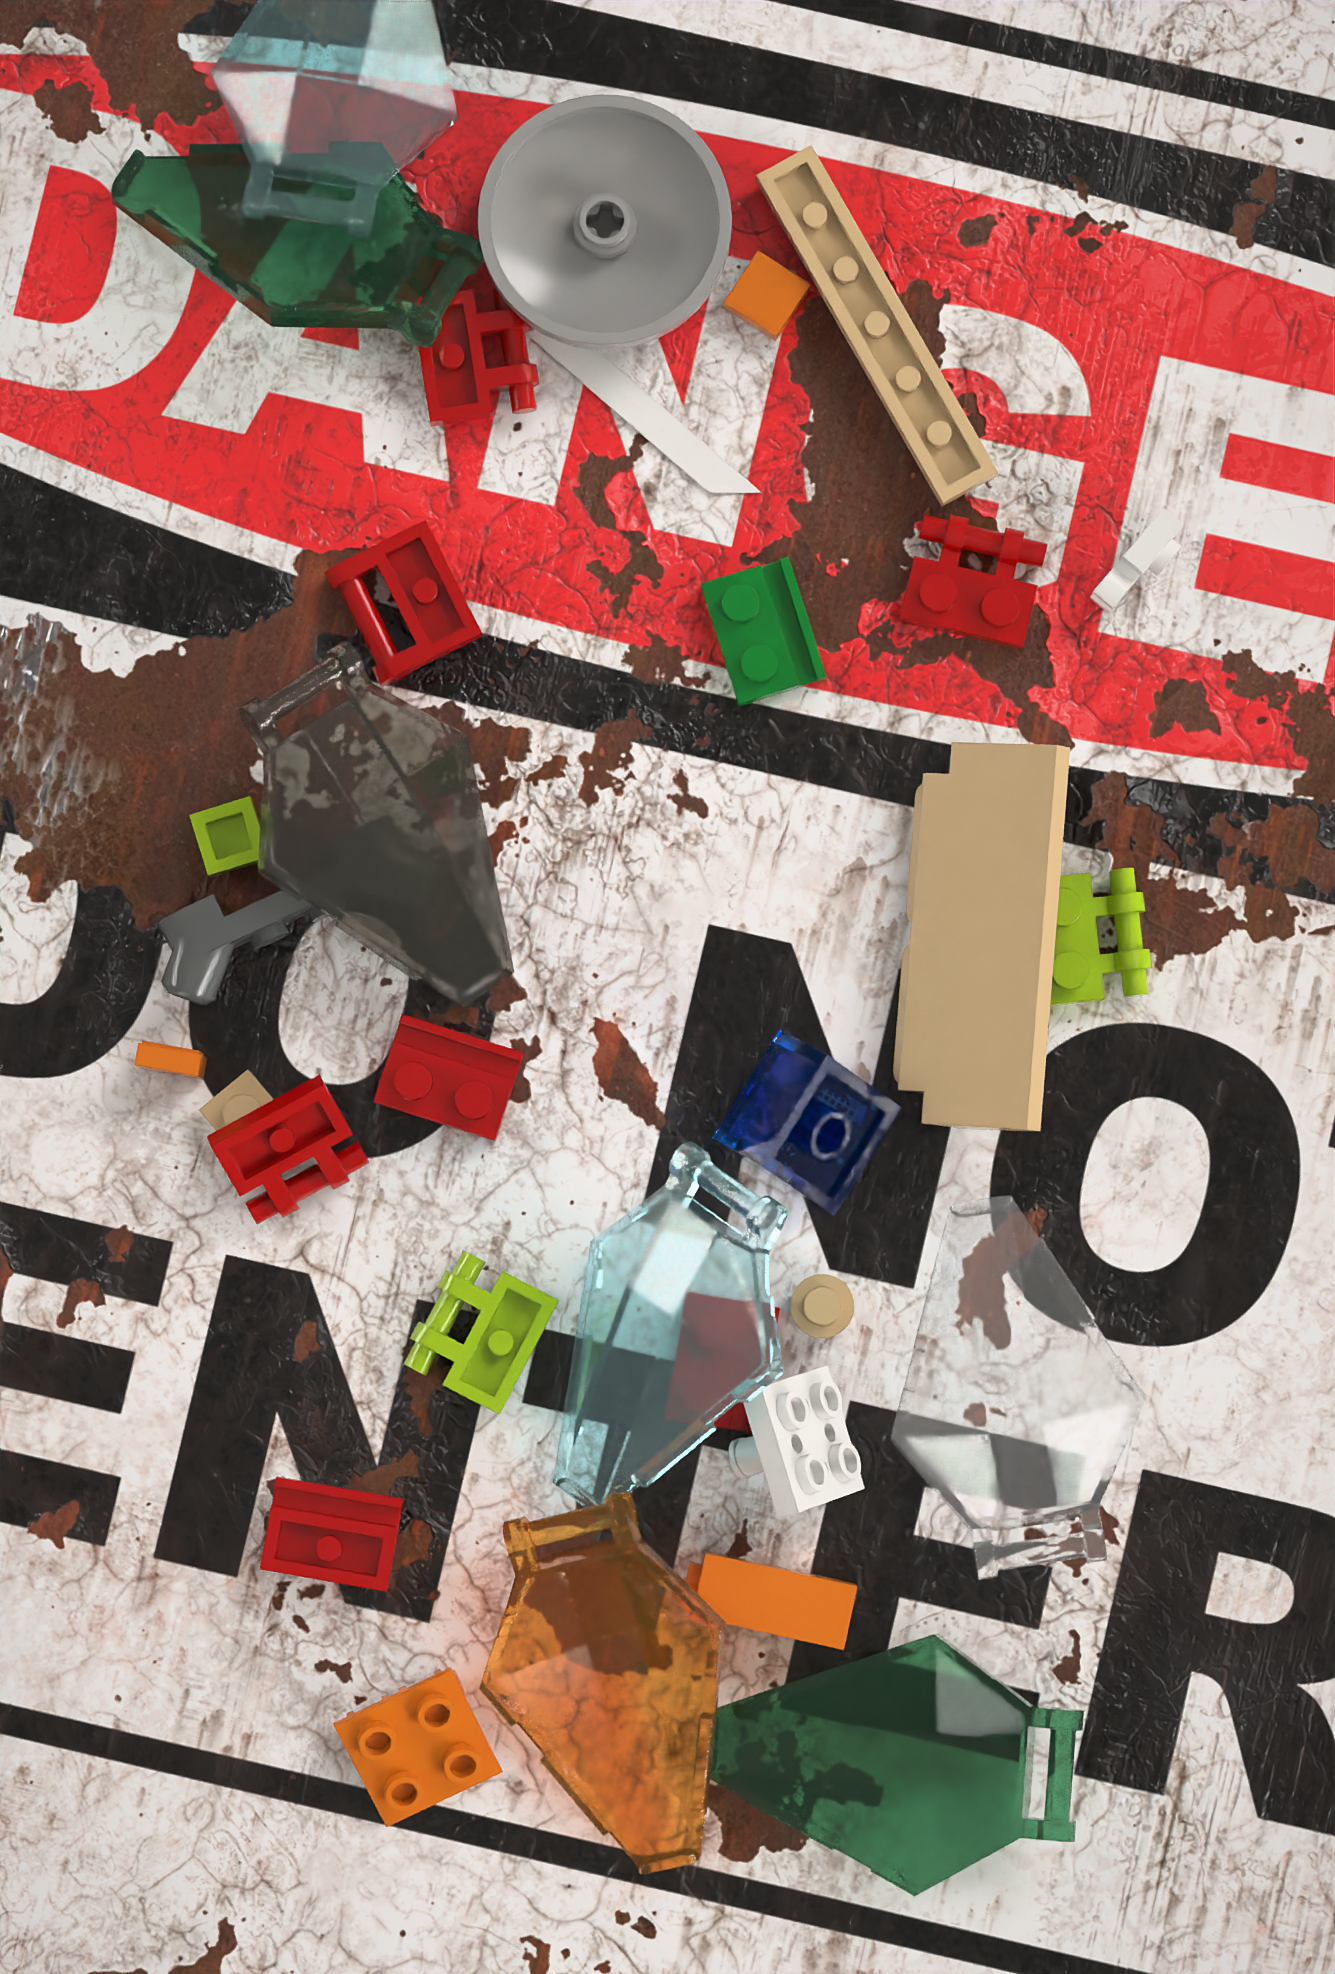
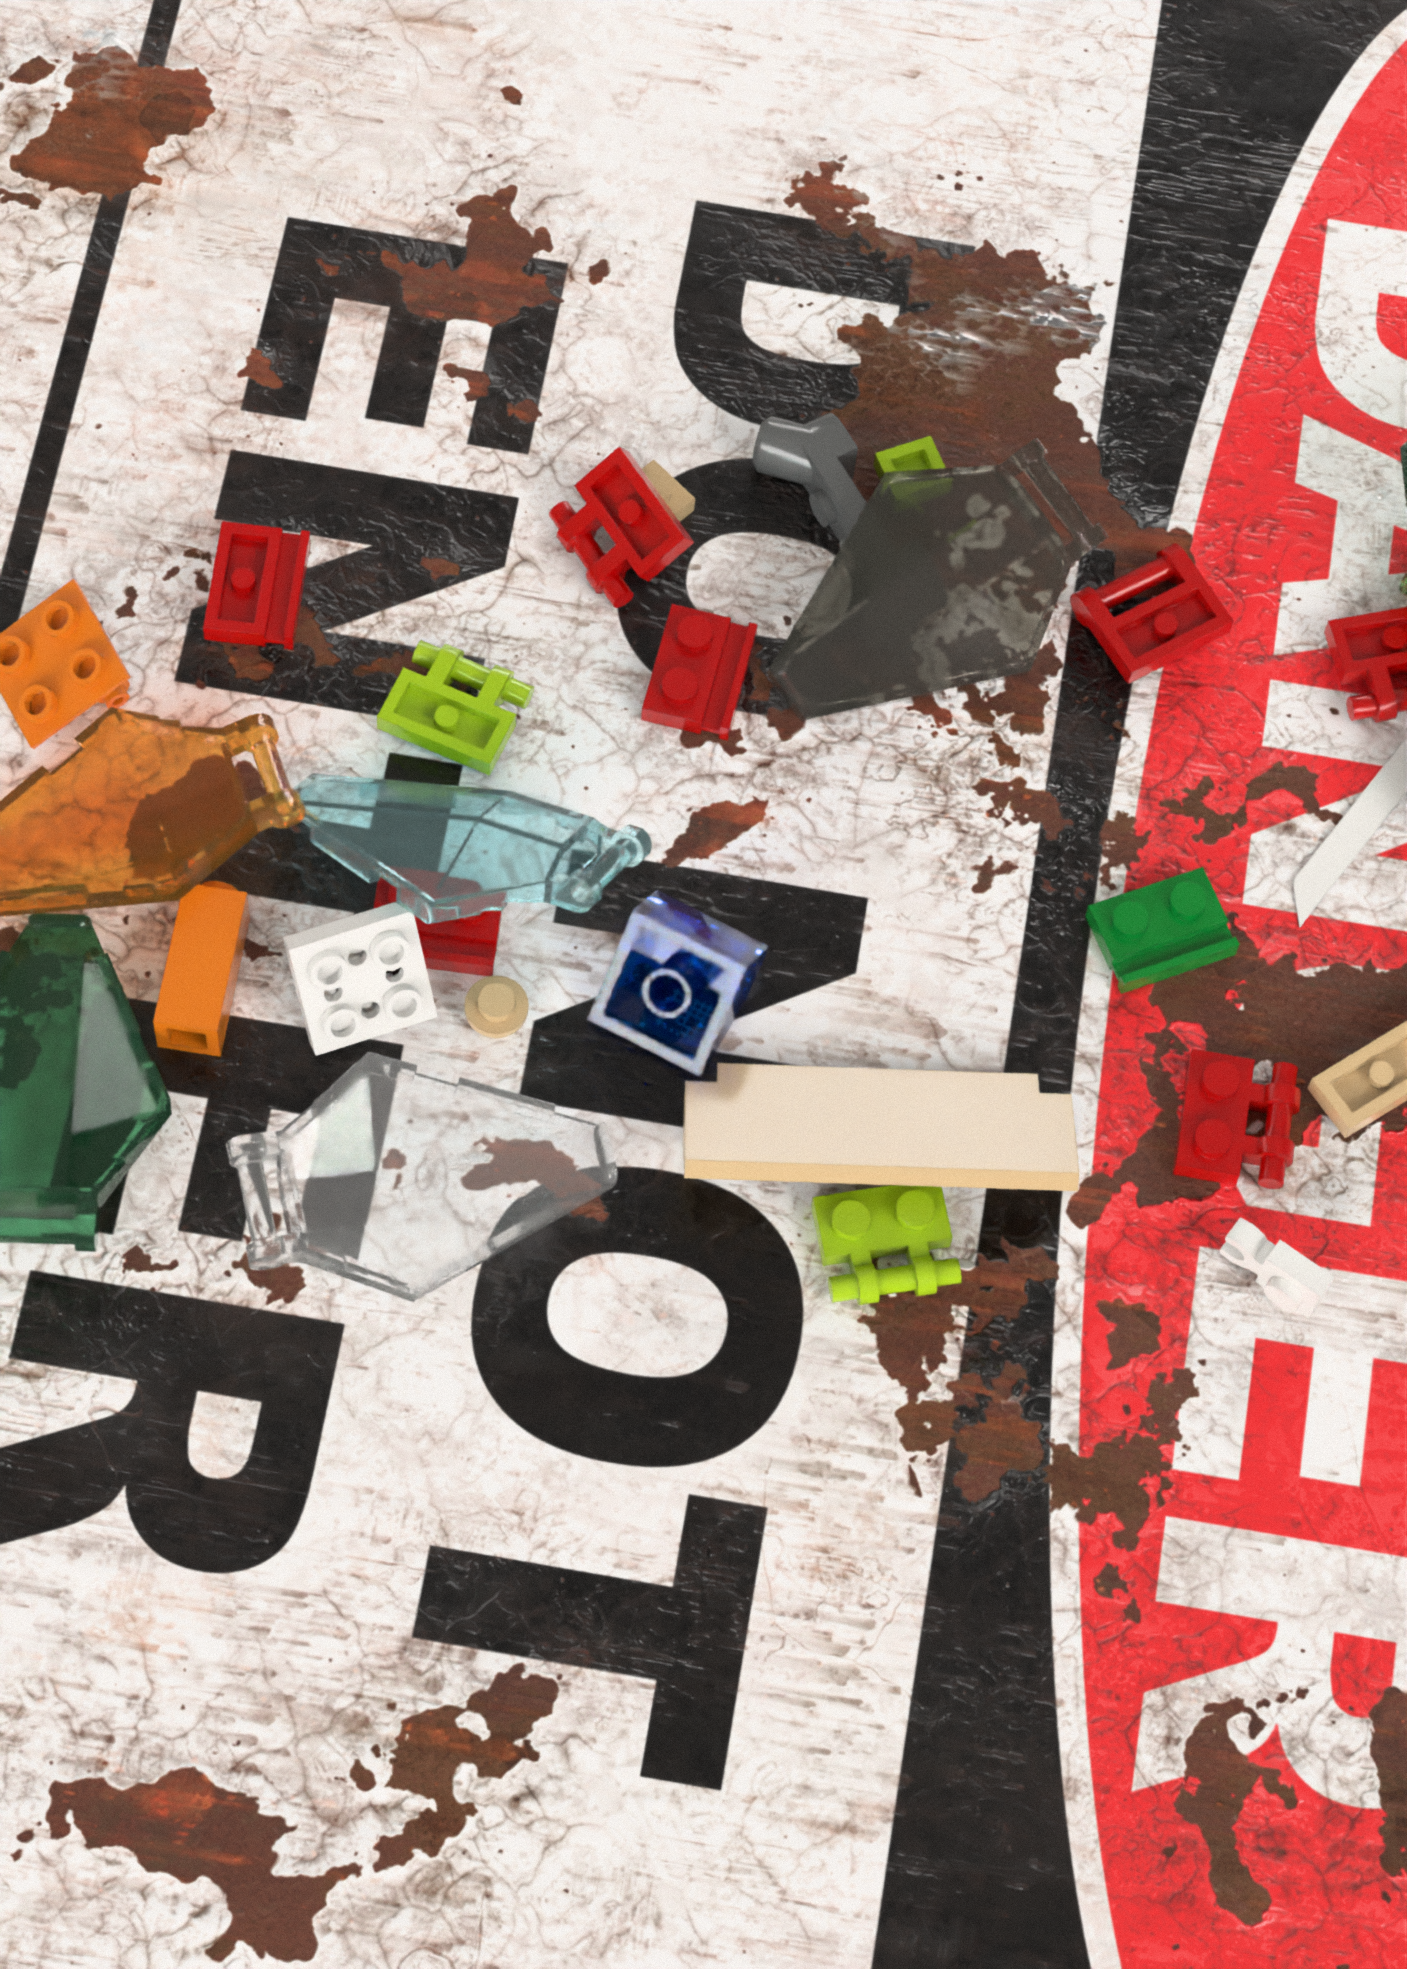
camera: 80 degrees right, 20 degrees down
(170, 1060) = (698, 432): orange tile -> none

